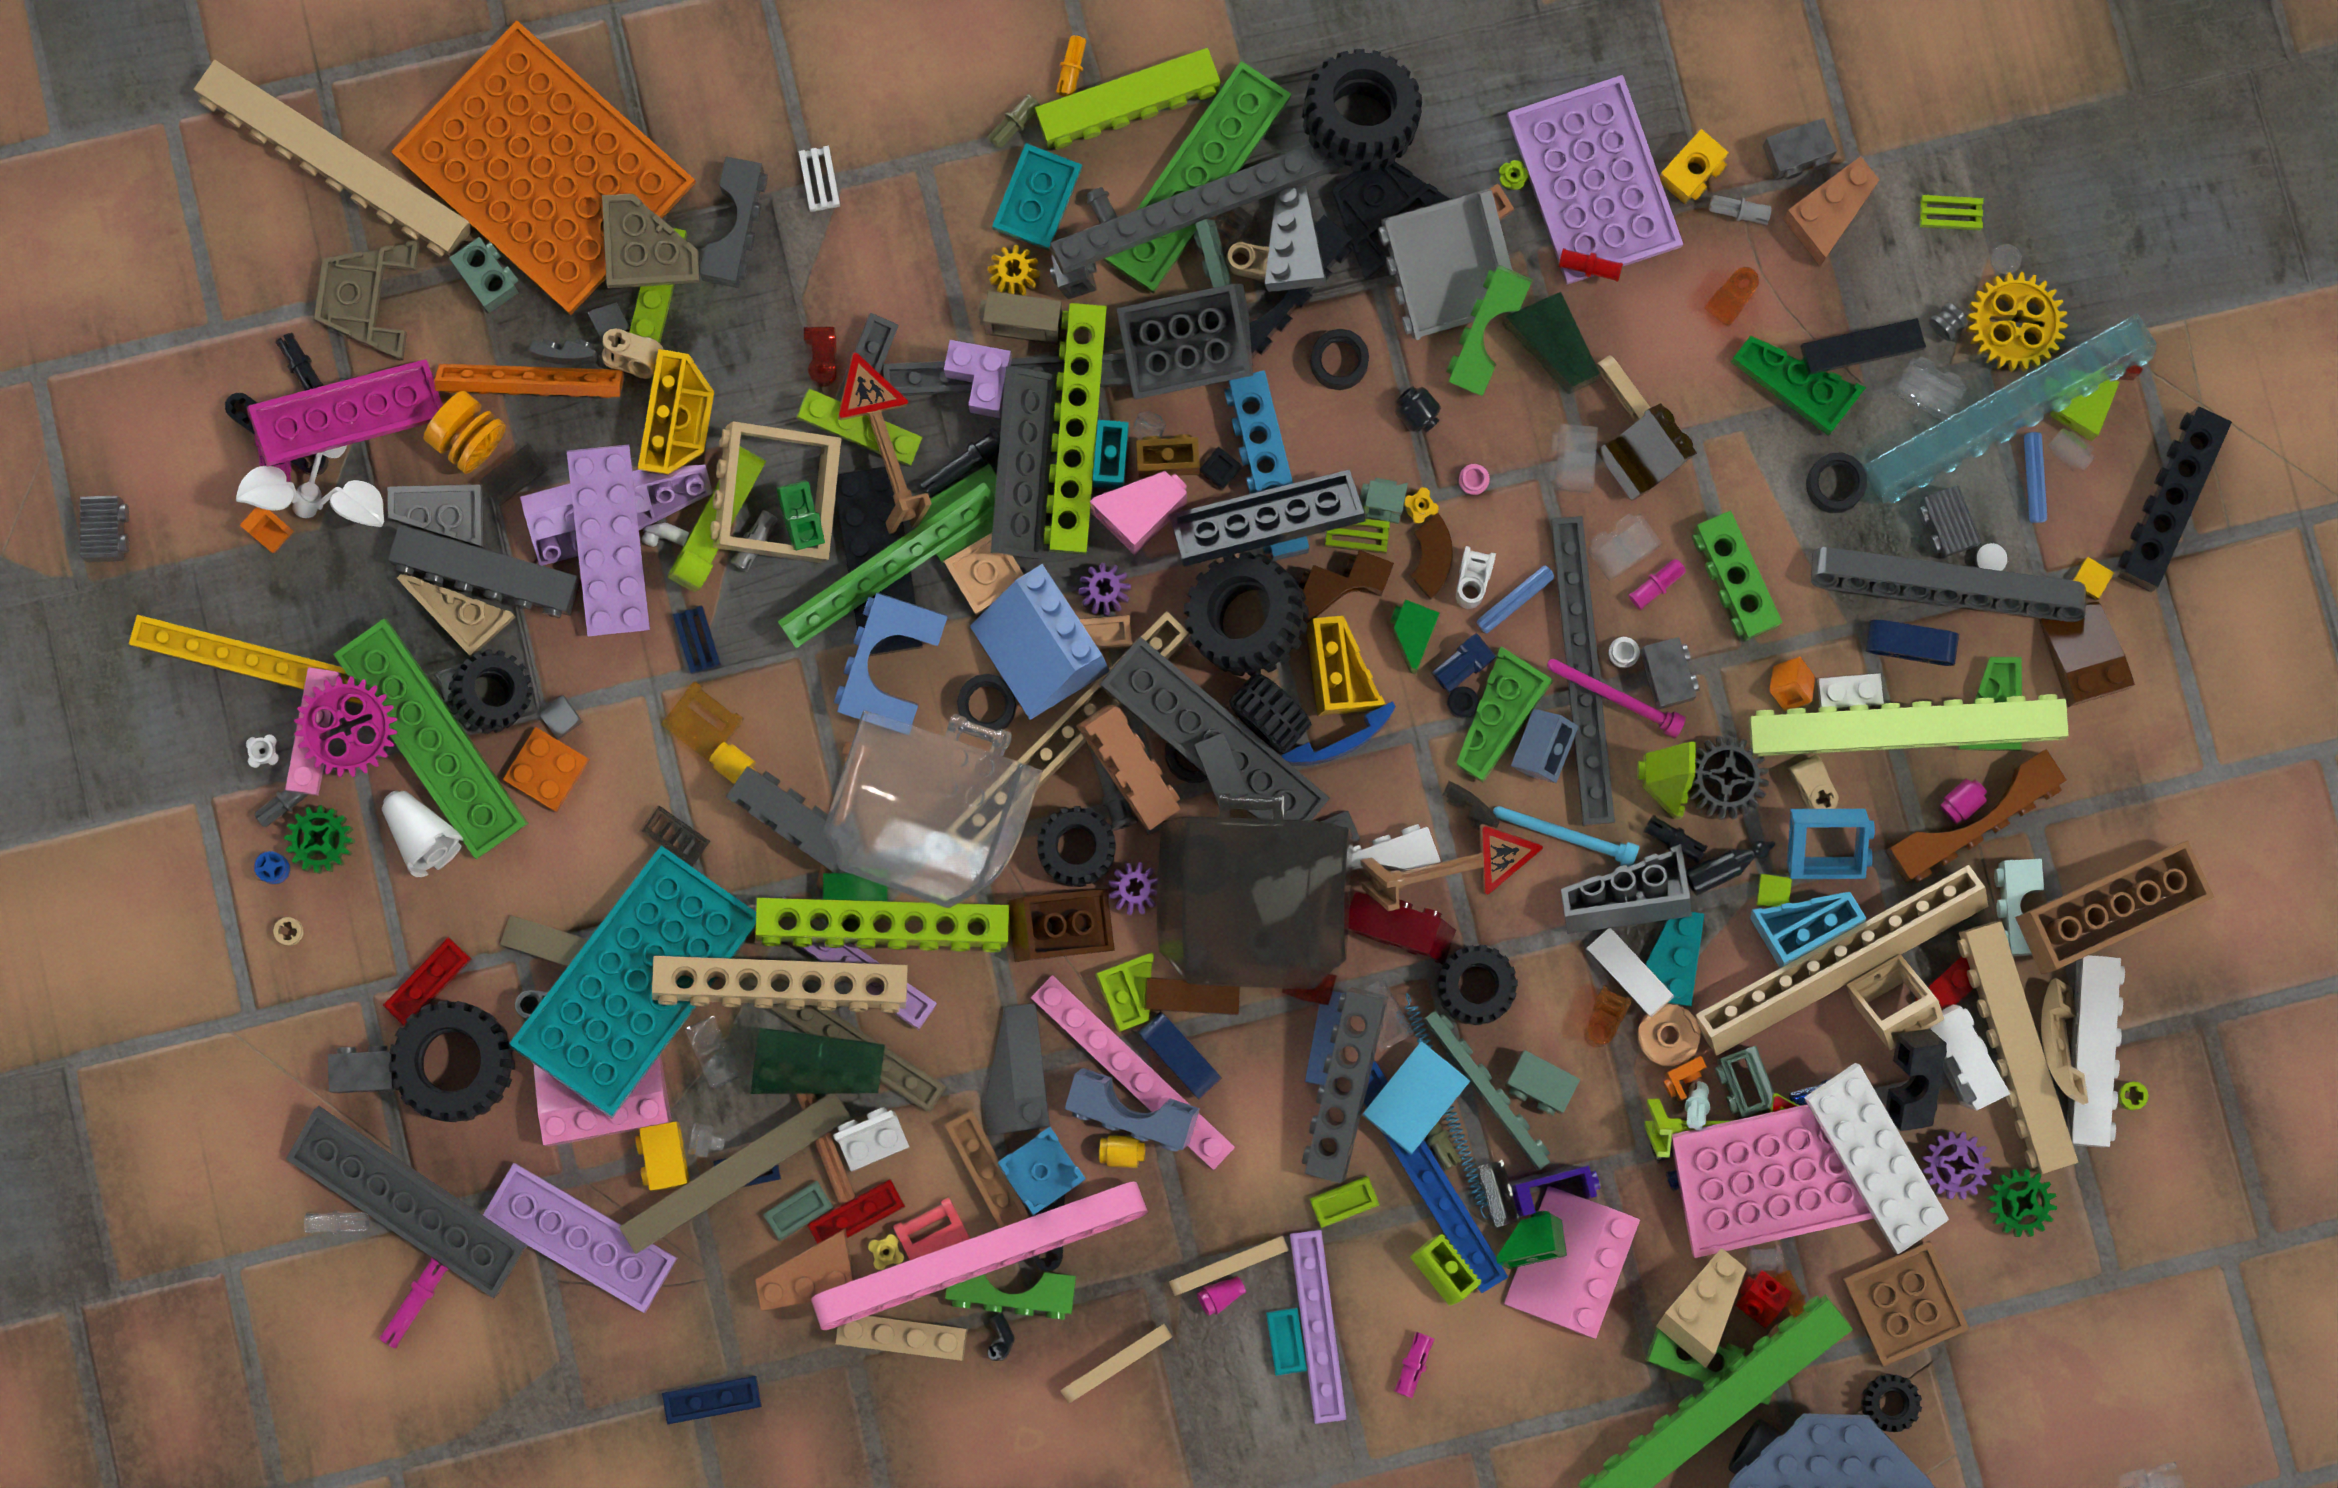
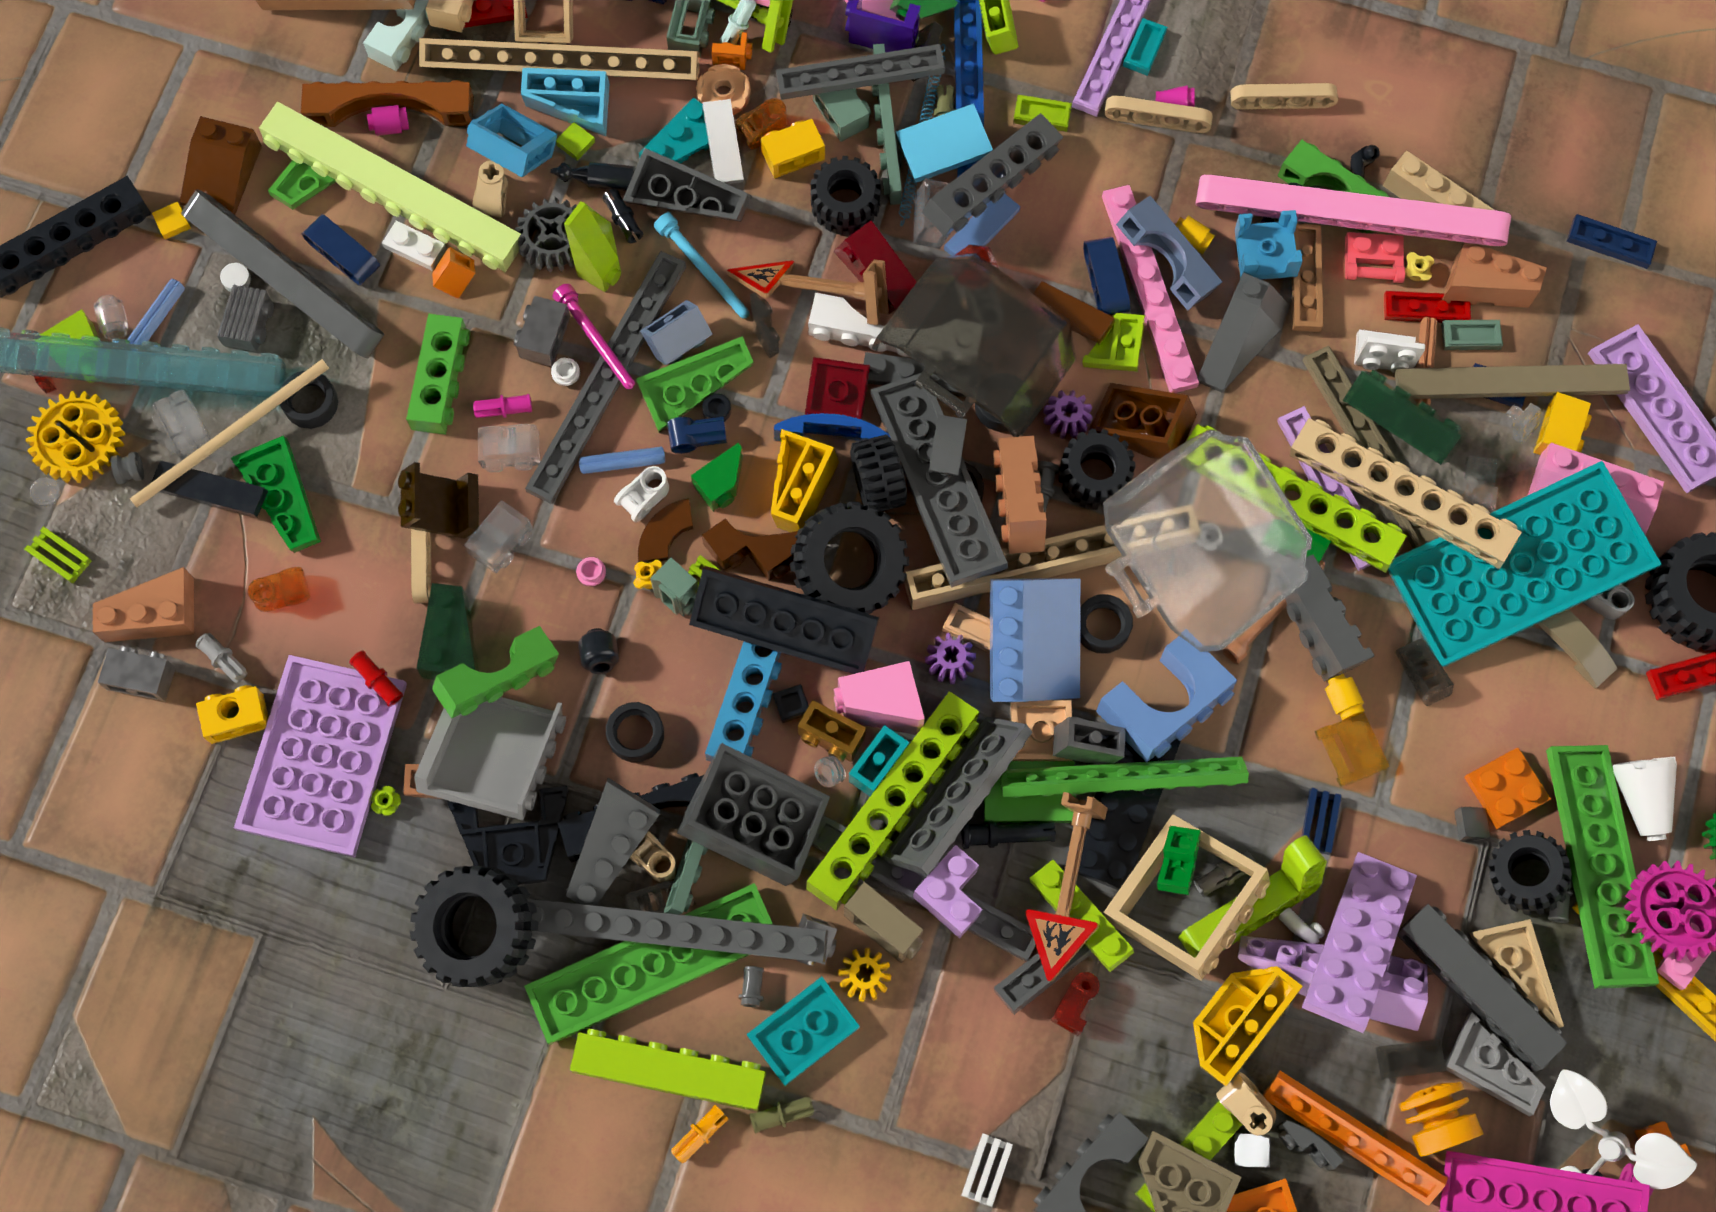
camera: 150 degrees left, 10 degrees down
(937, 575) = (1088, 741): none -> flat silver brick
(1362, 783) = (837, 388): none -> dark red tile
(1540, 1115) = (860, 71): none -> dark grey plate
(1560, 1008) = (792, 148): none -> yellow brick
(1878, 404) = (229, 433): none -> tan piece

